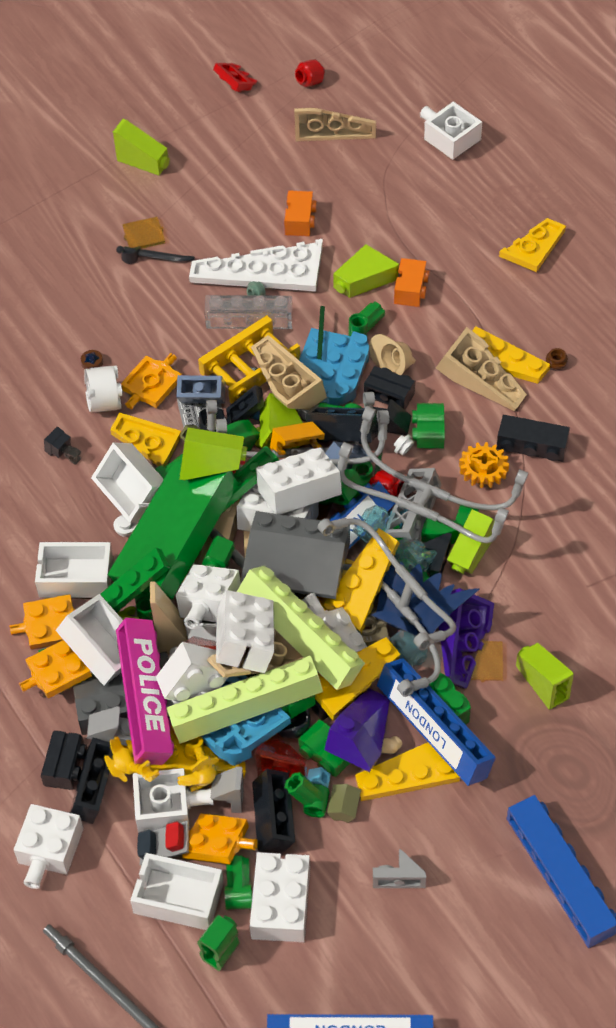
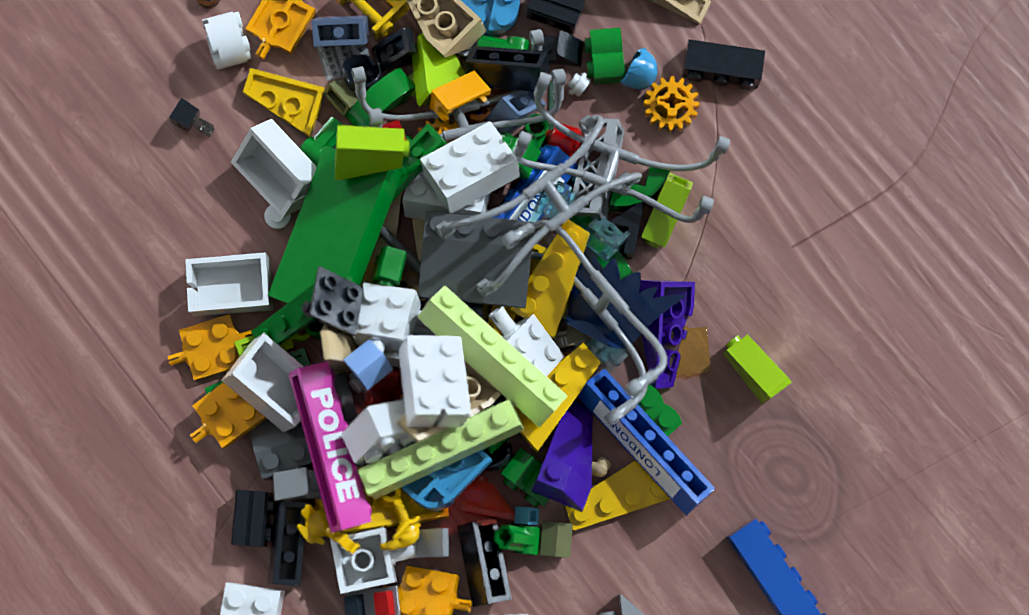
camera: 10 degrees left, 25 degrees up
(166, 566) = (335, 301): none -> black hinge
(188, 622) = (368, 364): none -> light blue panel
(404, 461) = (545, 183): none -> light grey bar
(458, 436) = (641, 71): none -> dark azure hair

